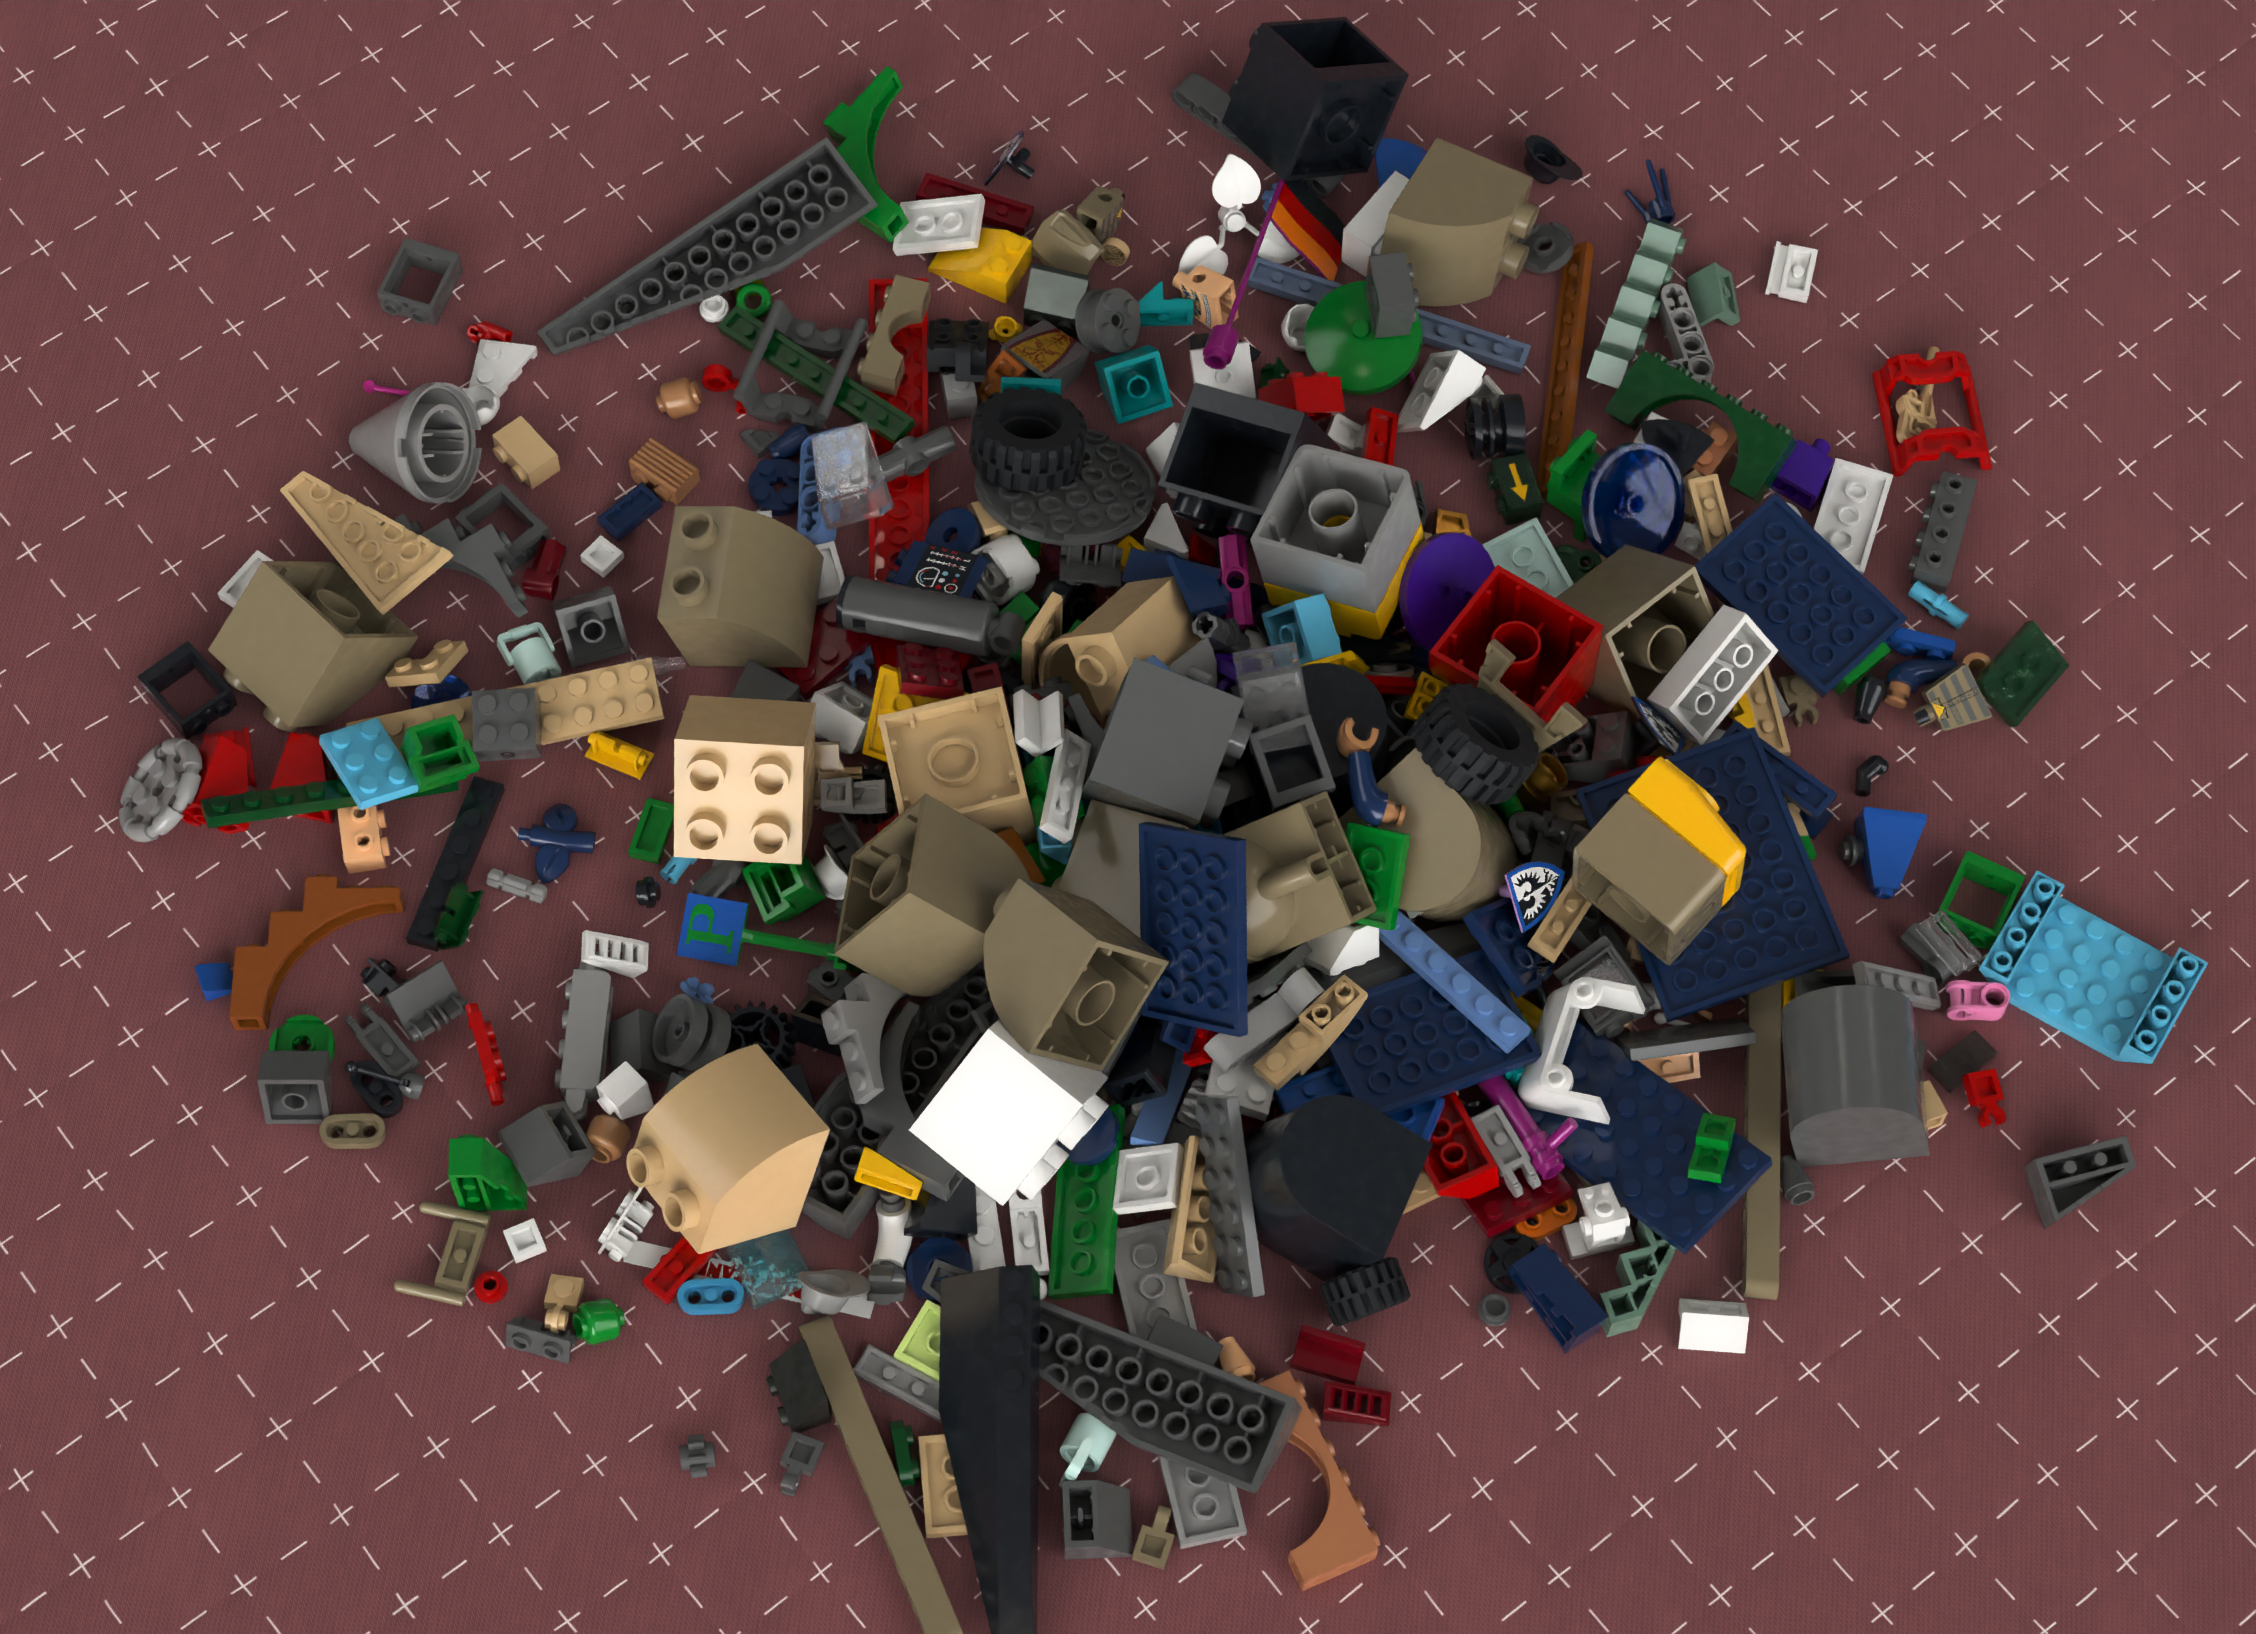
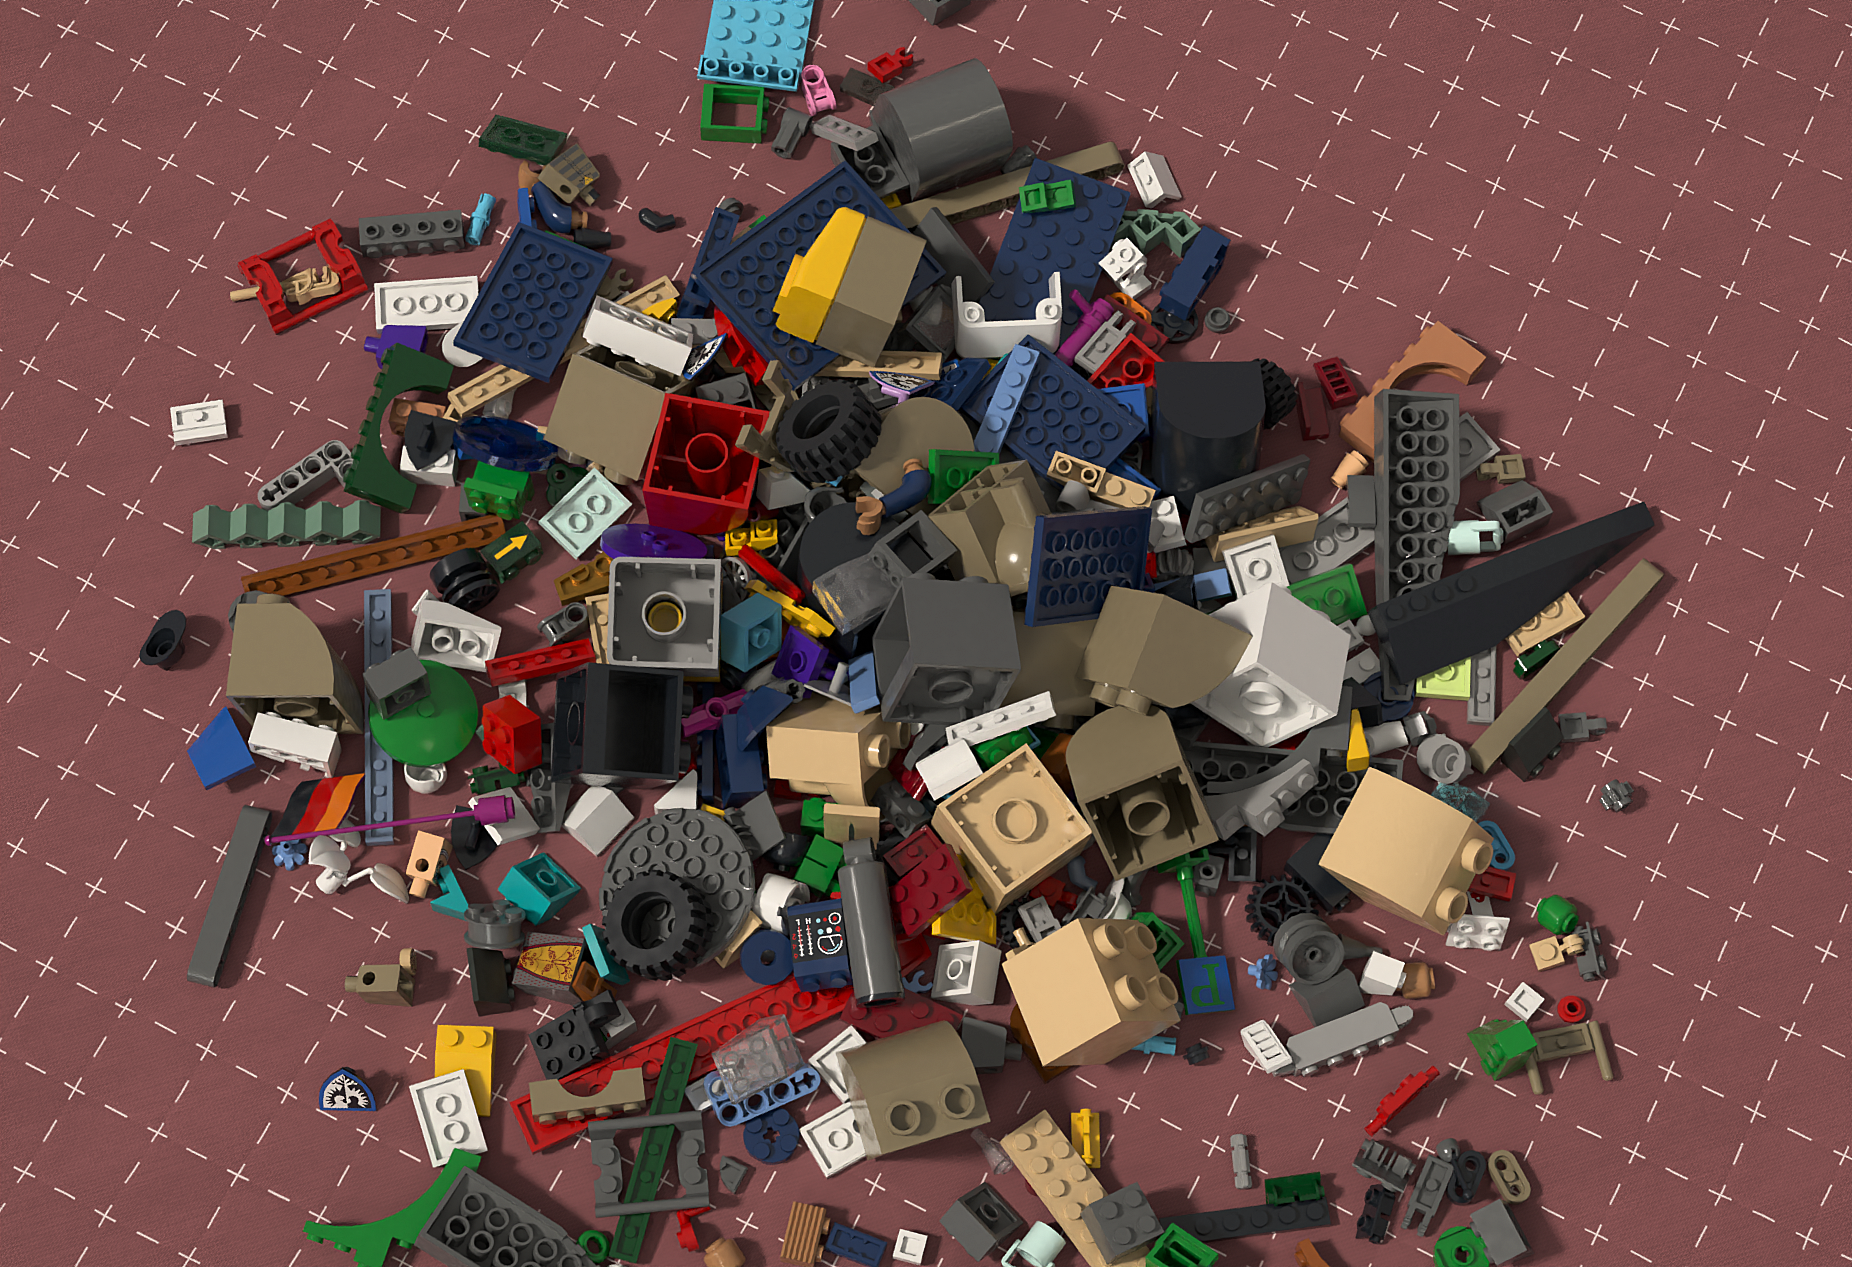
camera: 115 degrees left, 5 degrees up
(547, 1144) = (1450, 1014): dark grey slope -> none
(557, 841) = (1185, 1149): dark blue plant -> none
(652, 831) = (1138, 1080): green tile -> none
(789, 442) = (725, 1143): dark blue cone -> none
(913, 455) = (699, 1025): dark grey piece -> none
(997, 210) = (405, 1121): dark red plate -> none
(1002, 324) = (529, 1011): yellow plate -> none
(1066, 244) = (431, 991): dark tan slope -> none
(1314, 97) = (205, 829): black piece -> none
(1660, 207) = (175, 542): dark blue plant -> none
(1713, 295) = (249, 473): sand green panel -> none
(1888, 846) = (717, 178): blue slope -> none
(1945, 946) = (775, 132): clear tile -> none

